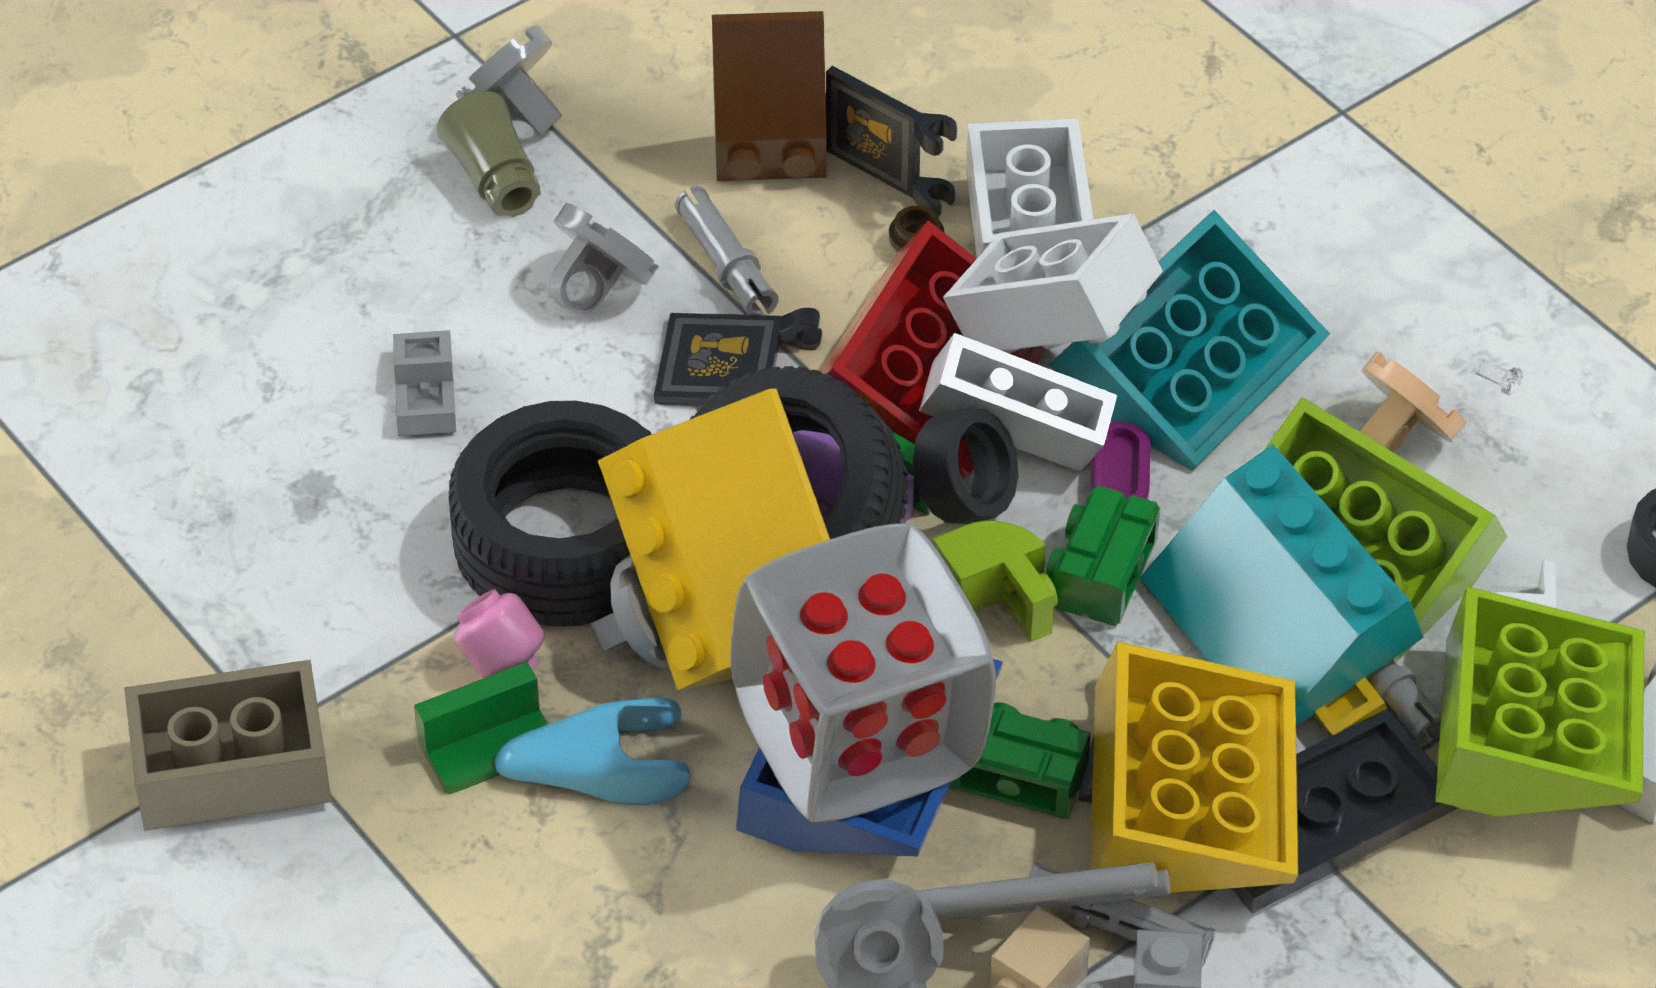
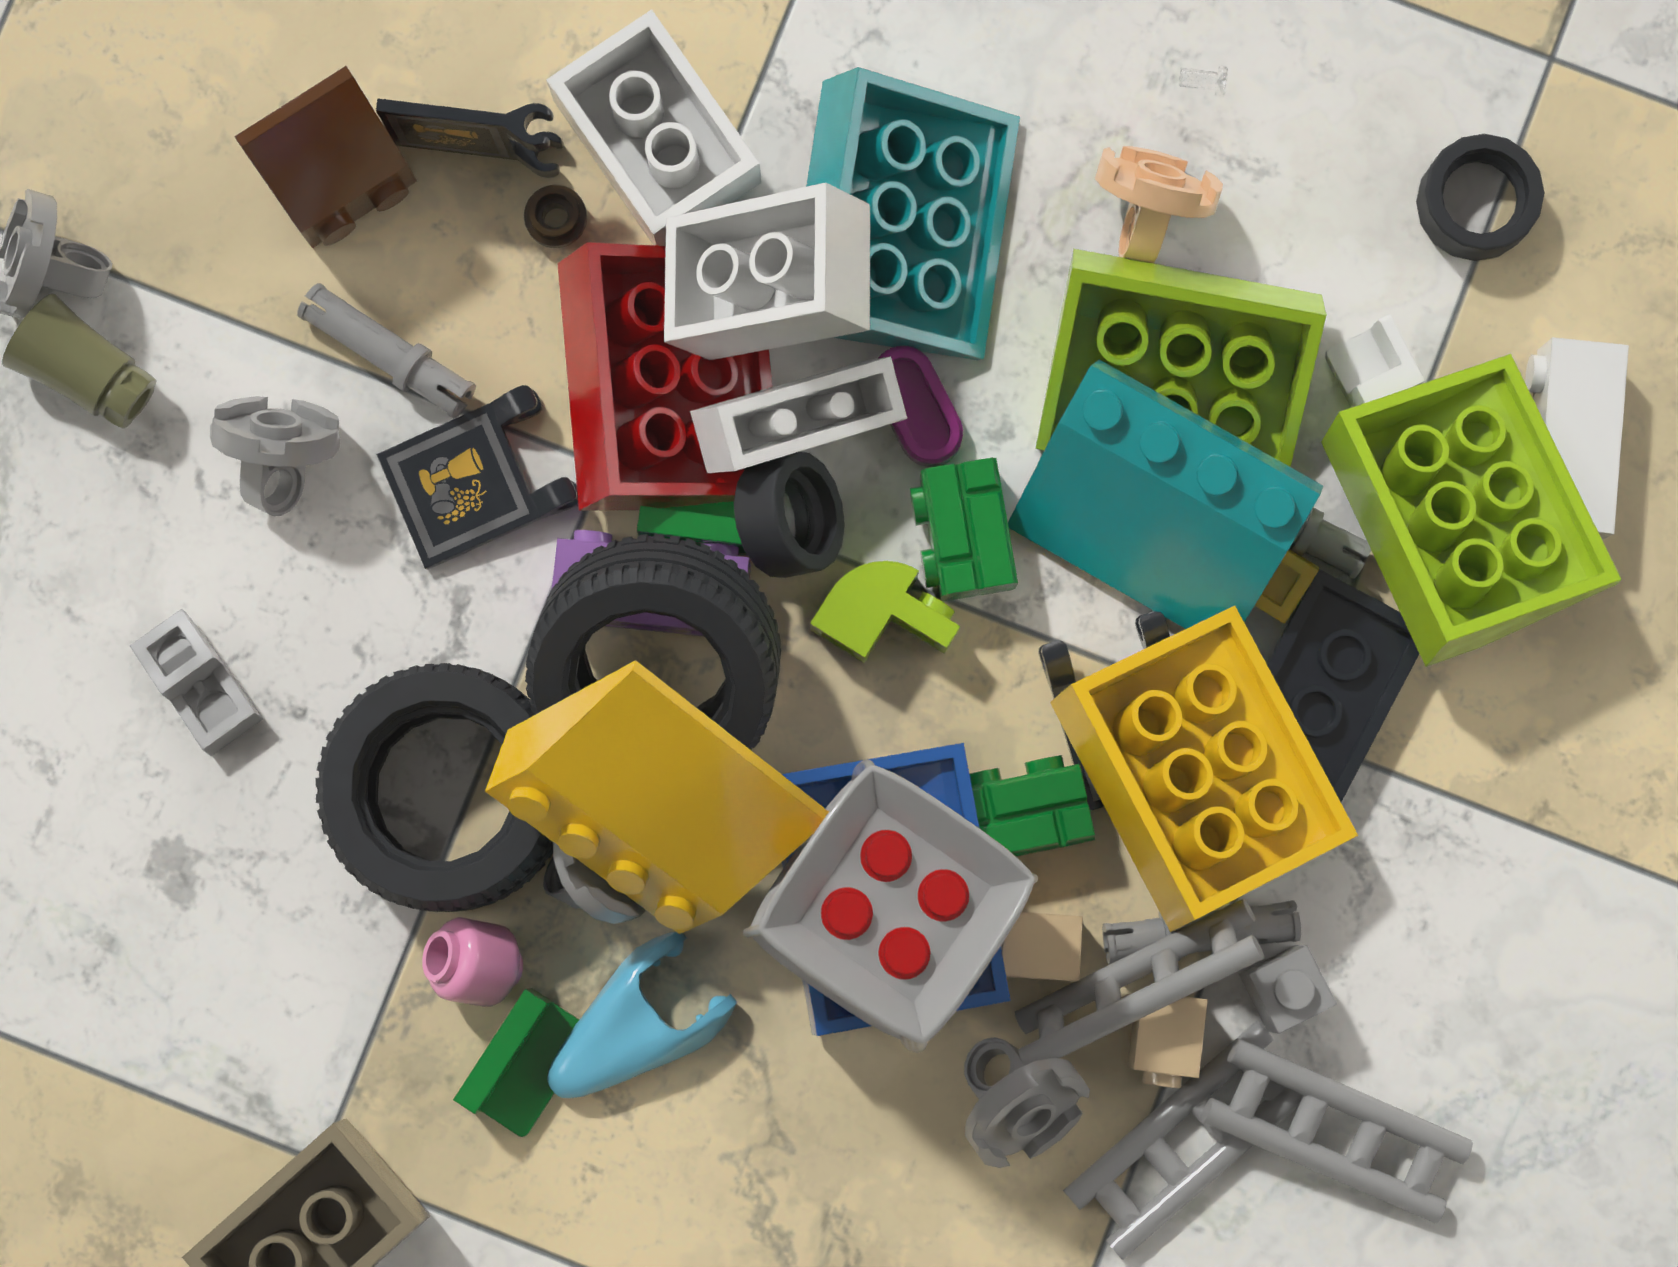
camera: 30 degrees left, 35 degrees up
(970, 847) = (1044, 947): none -> tan brick

